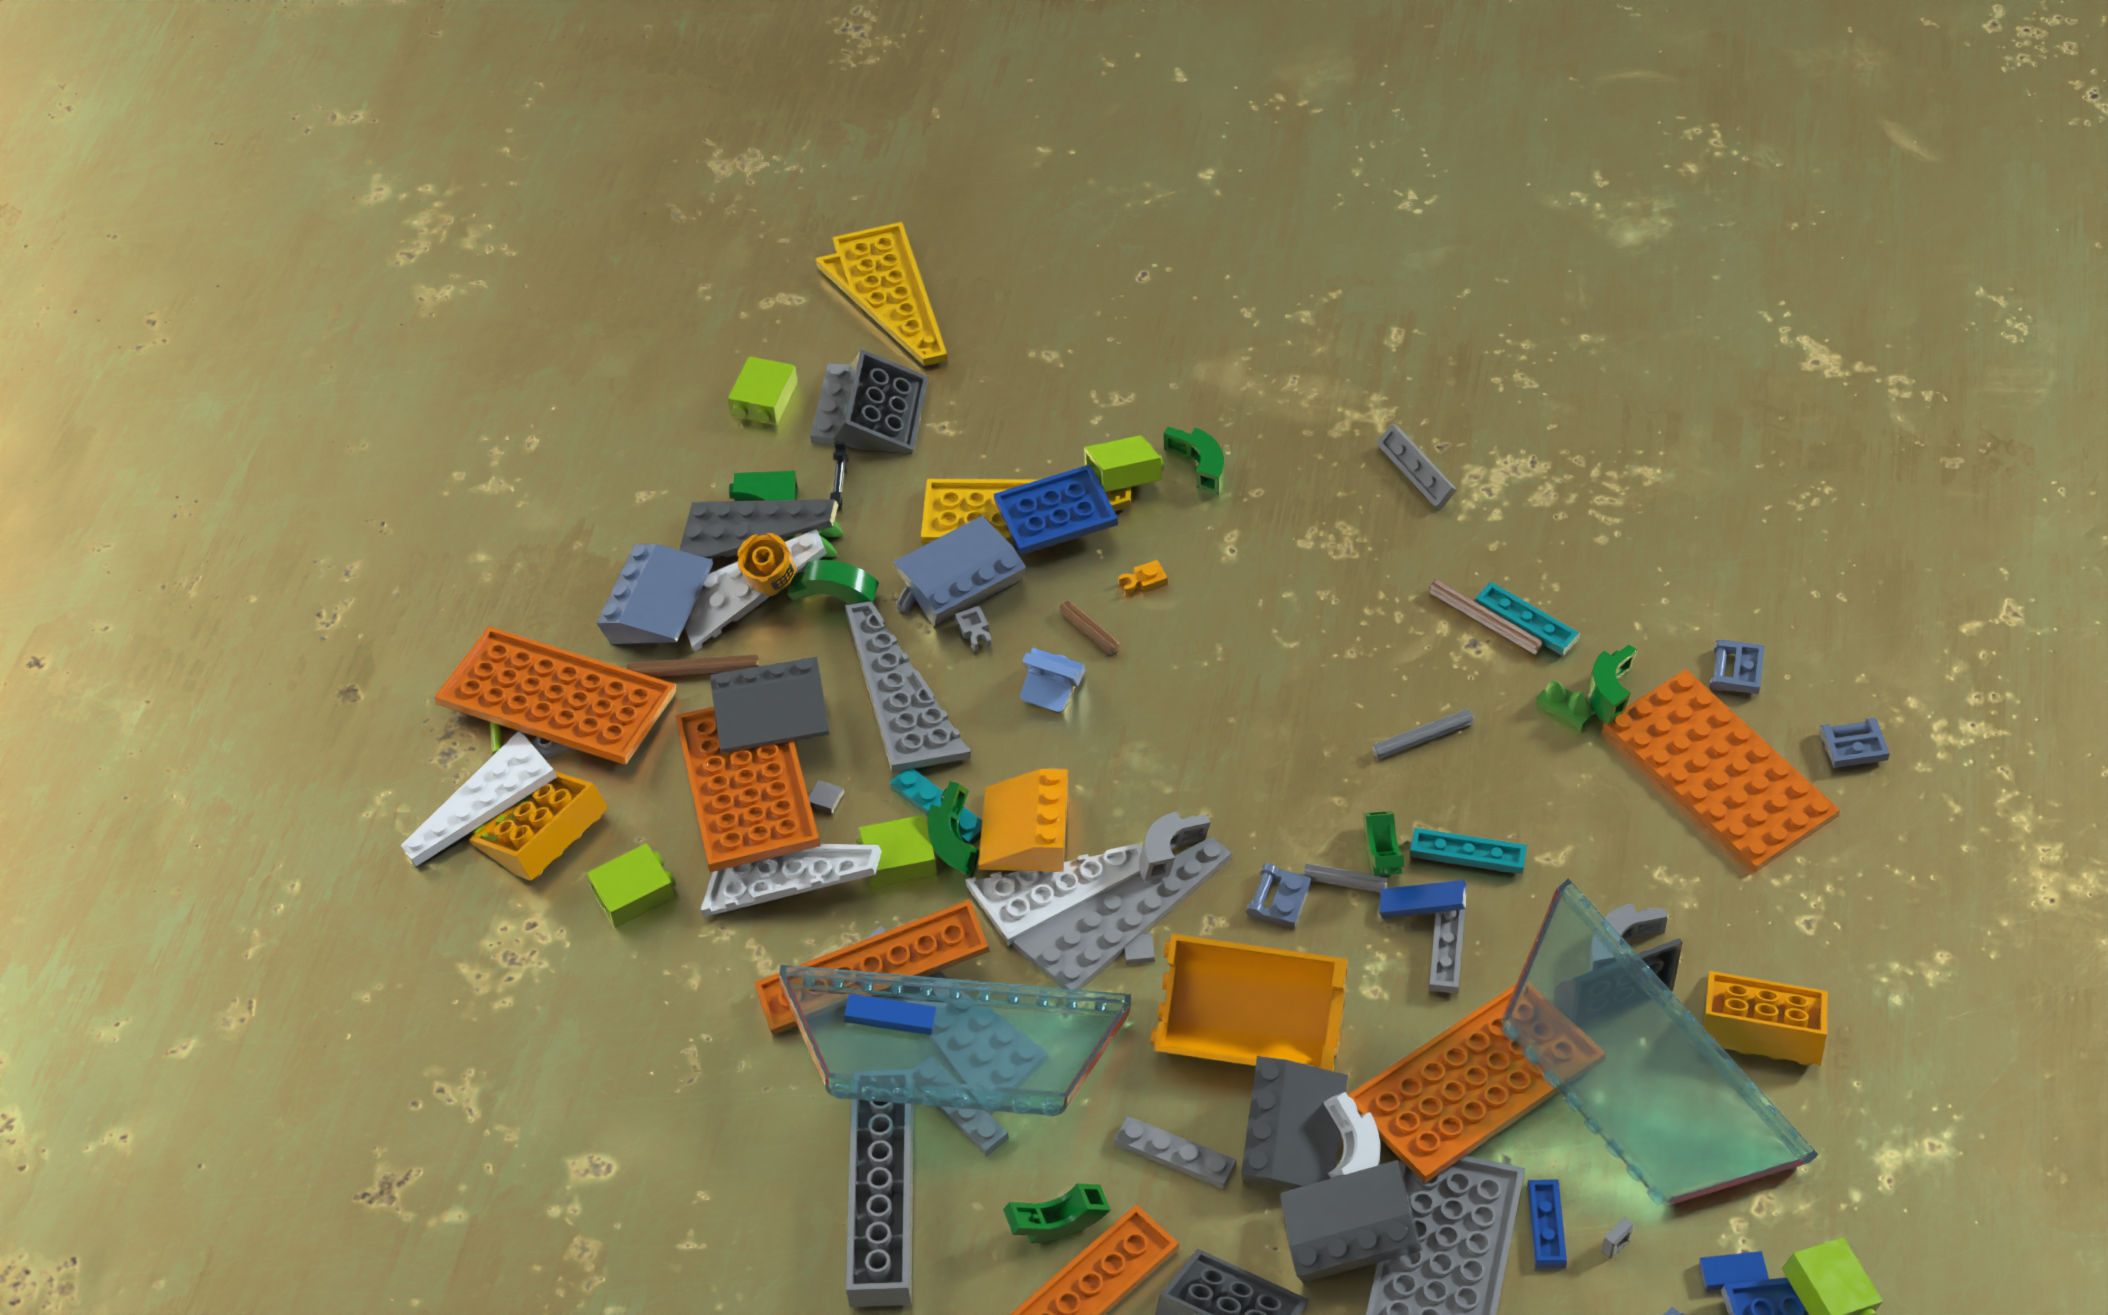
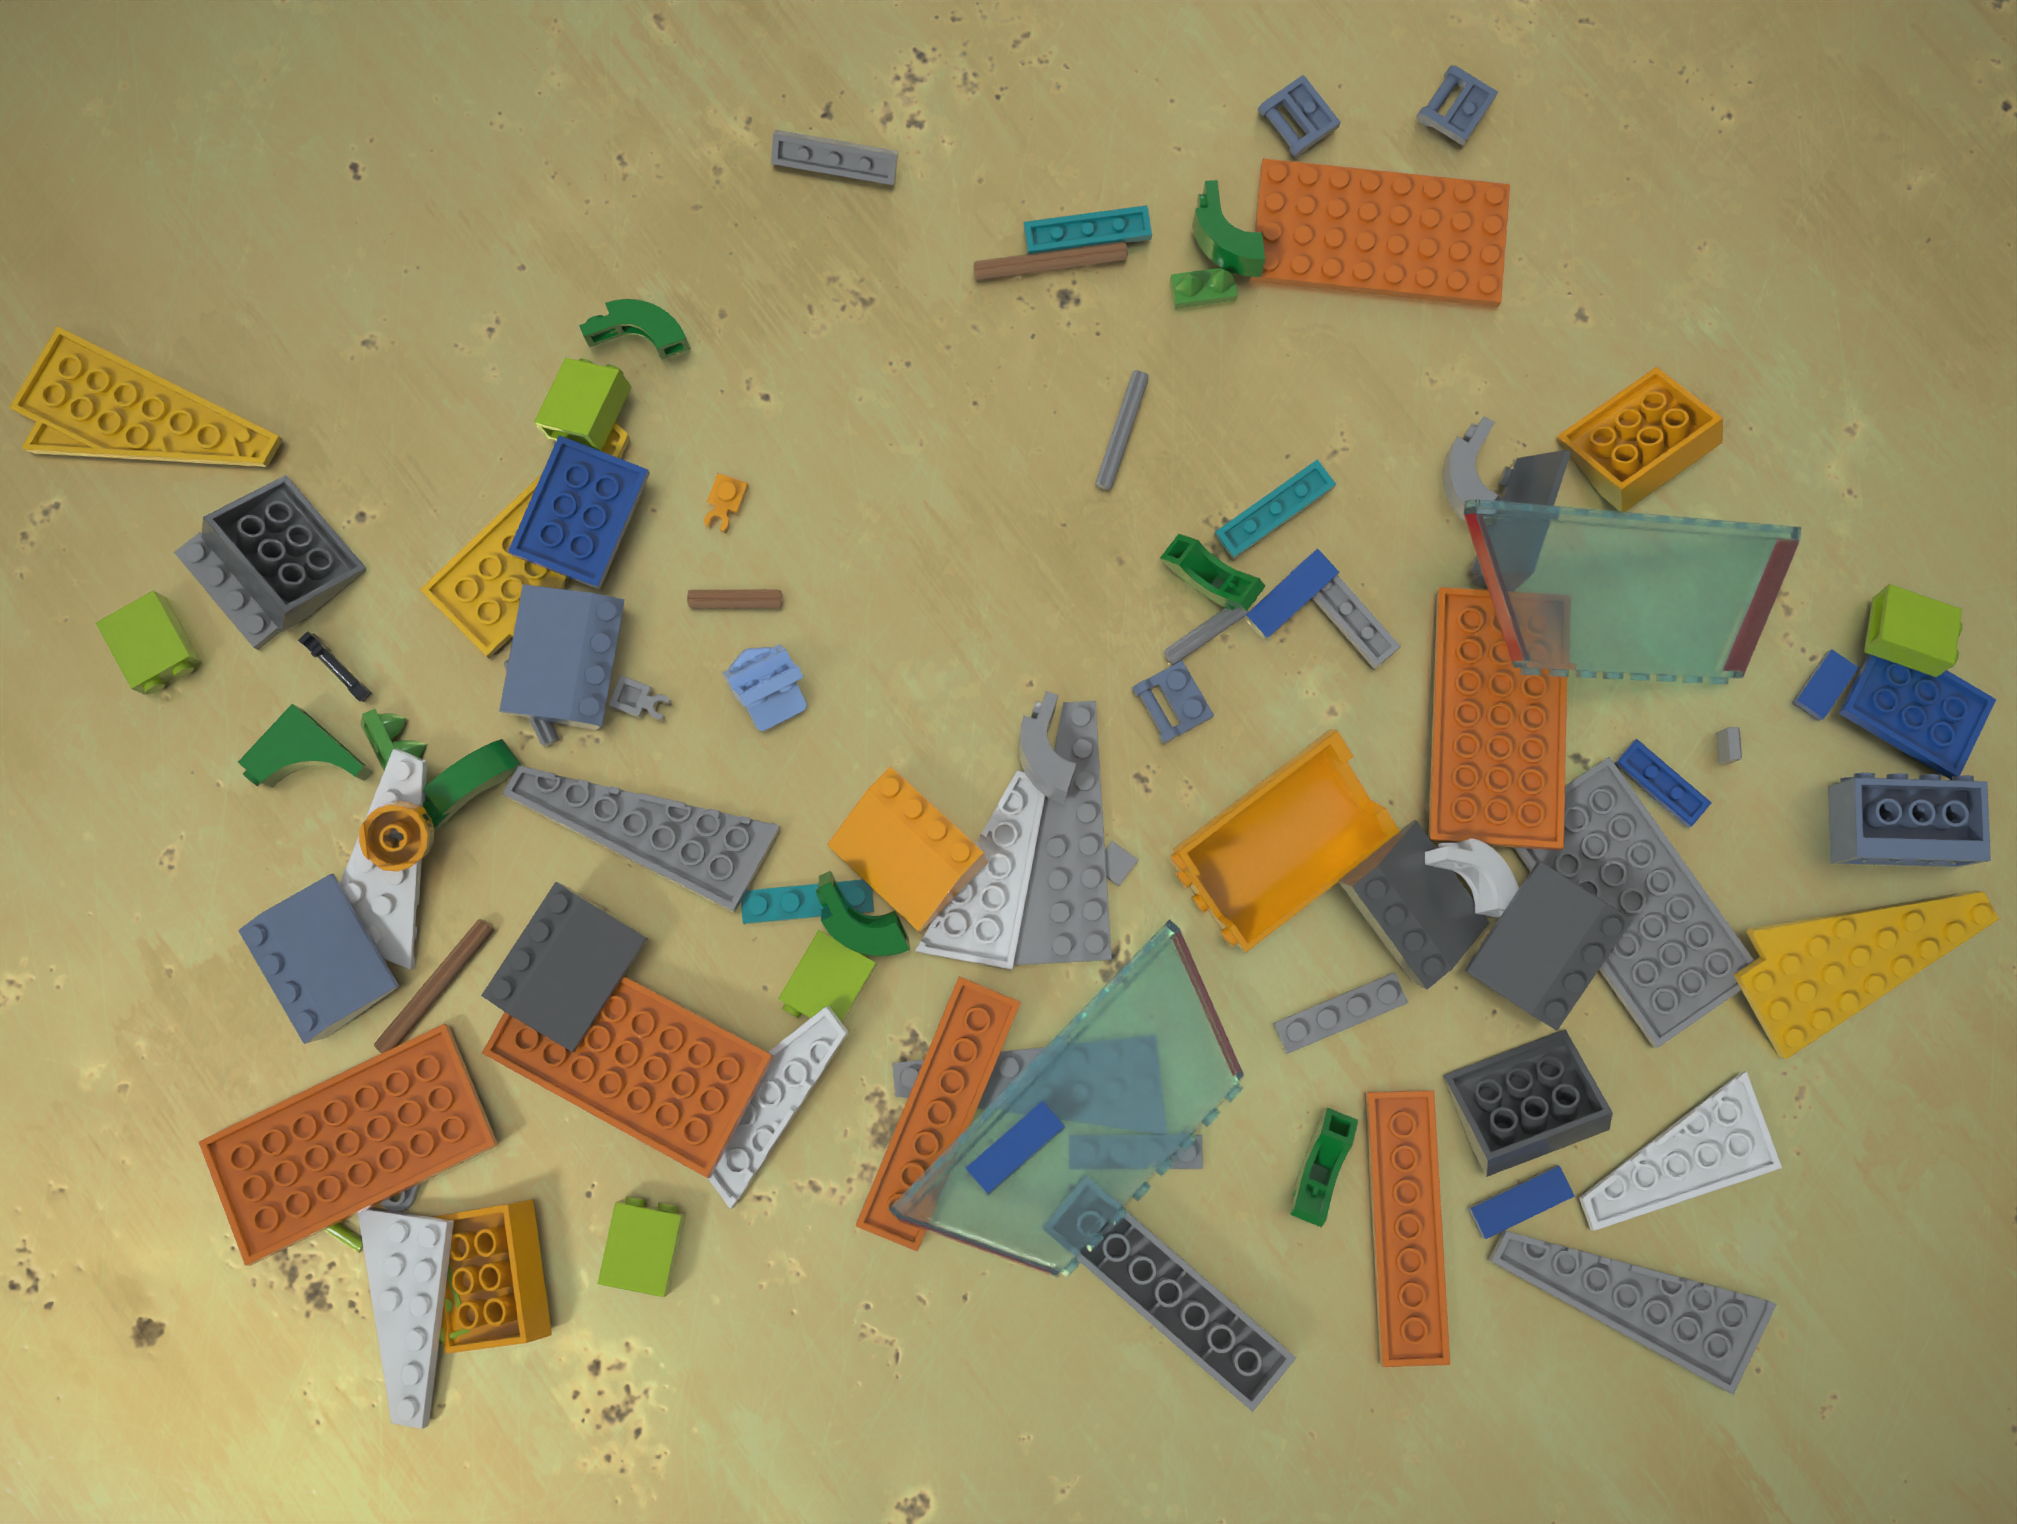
camera: 55 degrees left, 30 degrees up
(723, 526) = (310, 812): dark grey wing -> none
(825, 797) = (702, 991): light grey tile -> none

